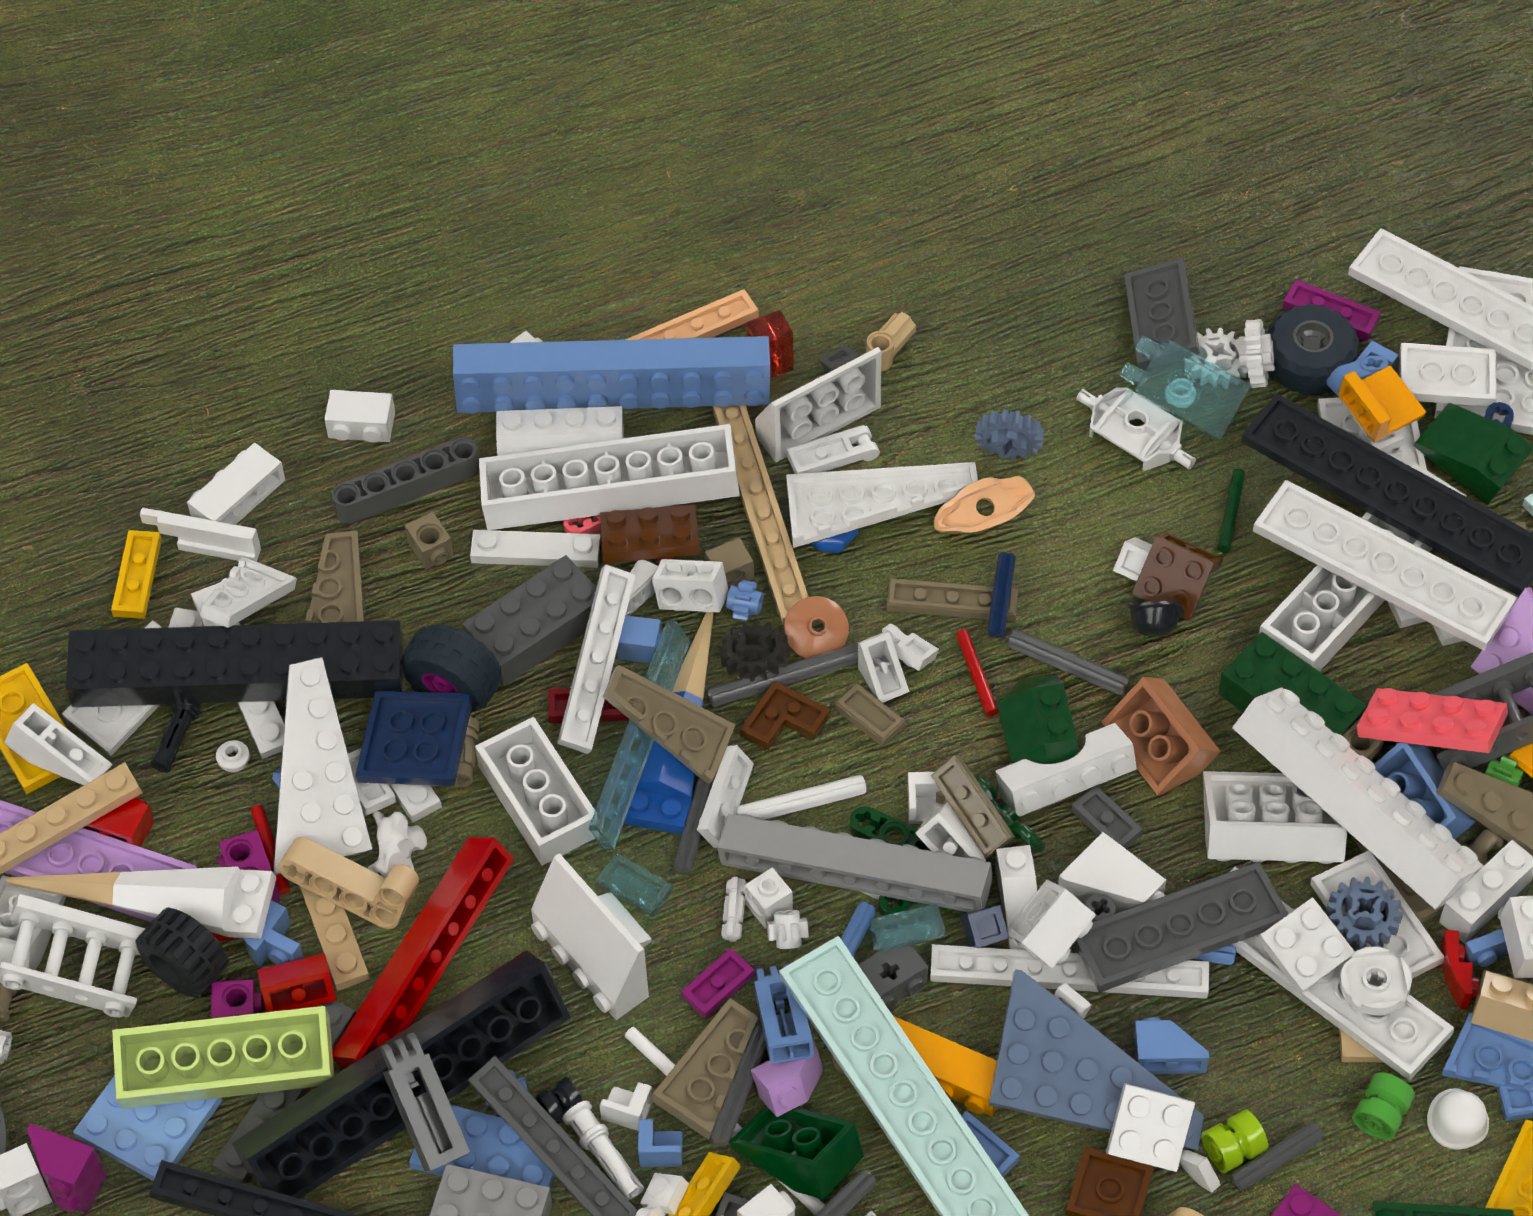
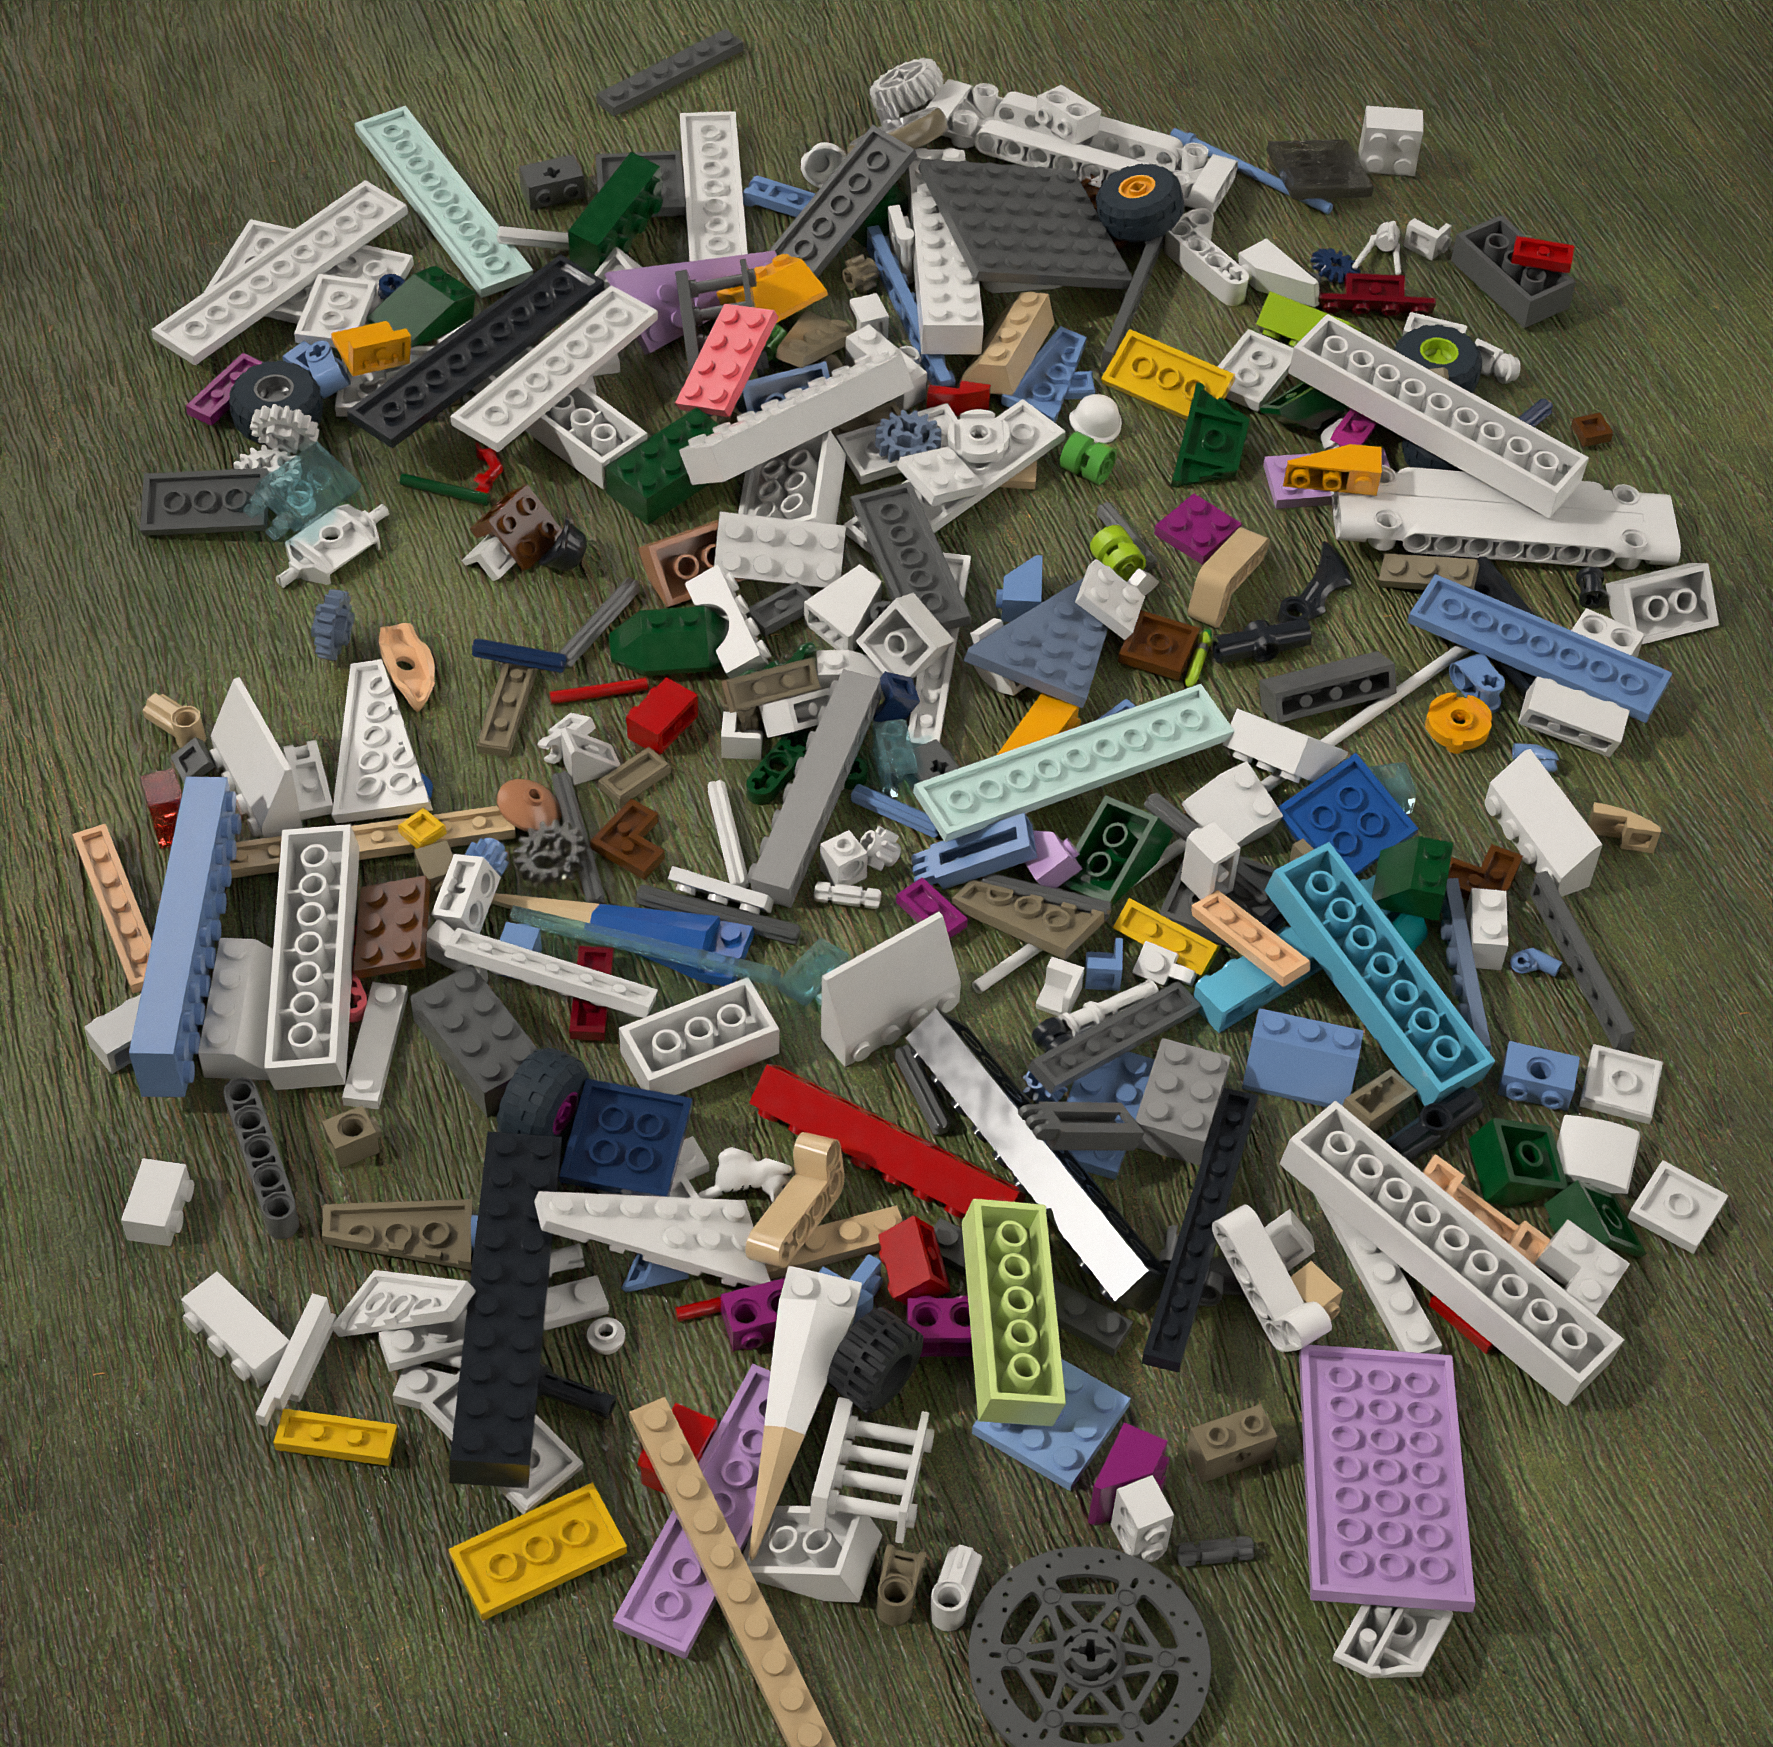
camera: 90 degrees left, 5 degrees down
(54, 748) = (588, 1499): white slope -> none
(677, 724) = (644, 907): dark tan wing -> none
(769, 543) = (422, 829): none -> yellow tile
(941, 725) = (662, 716): none -> red brick
(1172, 802) = (779, 549): none -> white plate
(1244, 541) = (495, 469): none -> red arm

